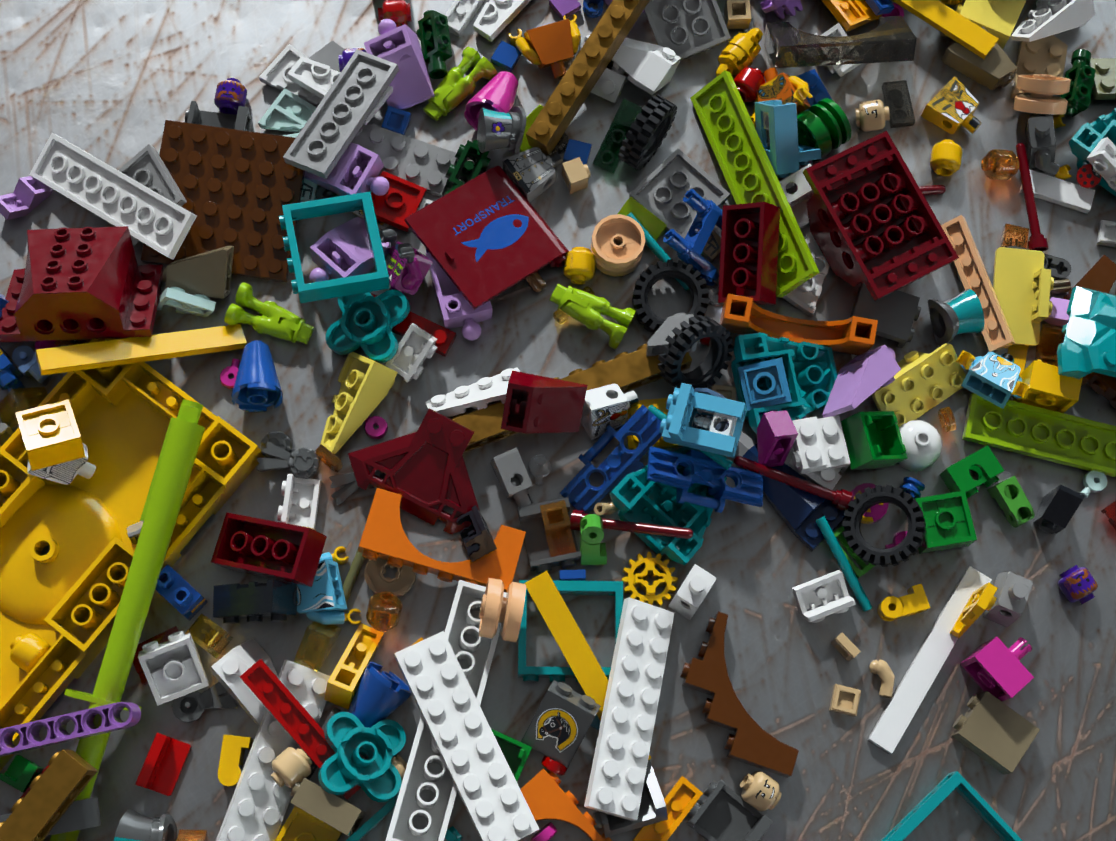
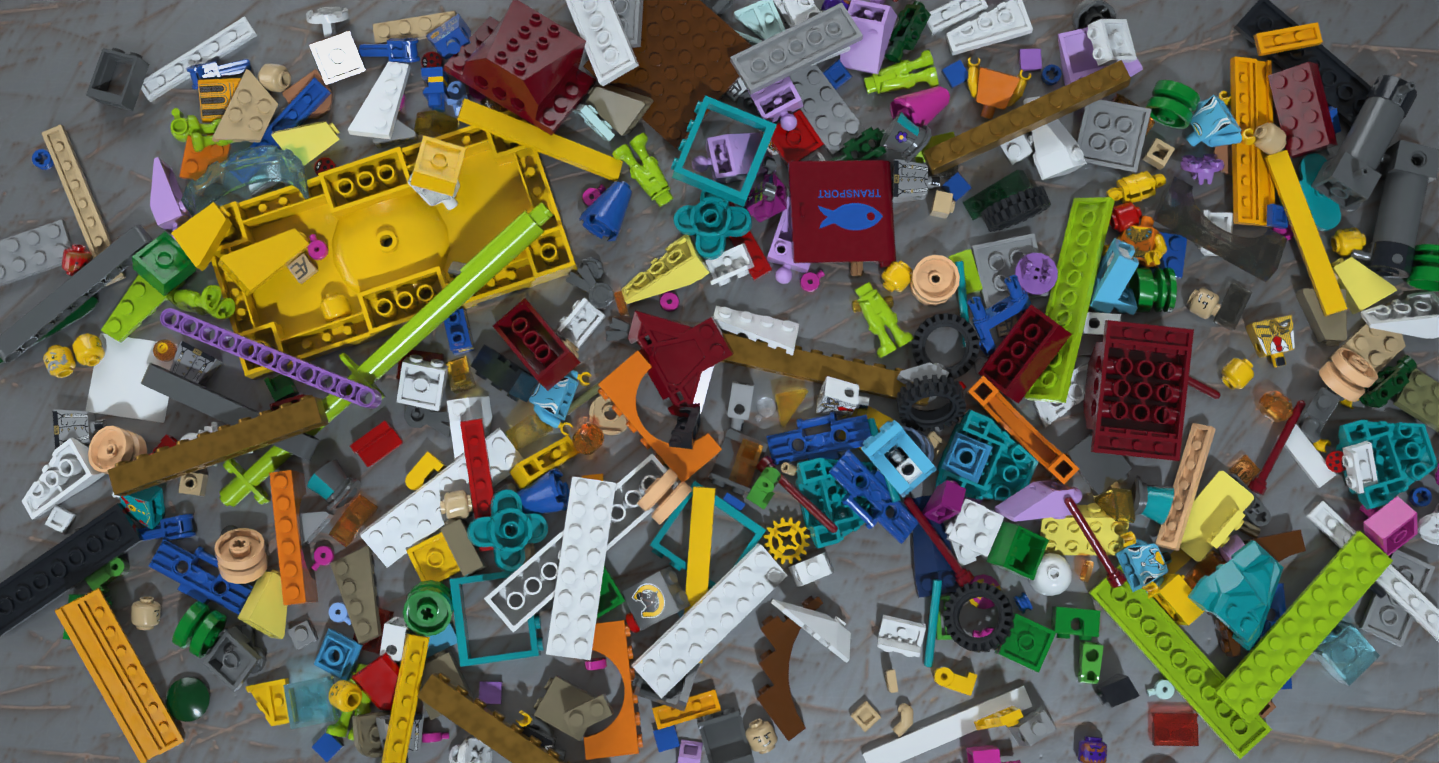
camera: 40 degrees right, 10 degrees up
(501, 316) = (815, 278): none -> dark pink piece
(542, 404) = (792, 367): dark red slope -> none
(559, 452) = (788, 403): none -> clear yellow slope
(716, 177) = (1045, 276): none -> medium lavender plate
(747, 640) = (821, 626): none -> white wedge
(930, 336) = (1117, 504): none -> clear yellow slope
(978, 404) = (1114, 576): none -> dark red piece

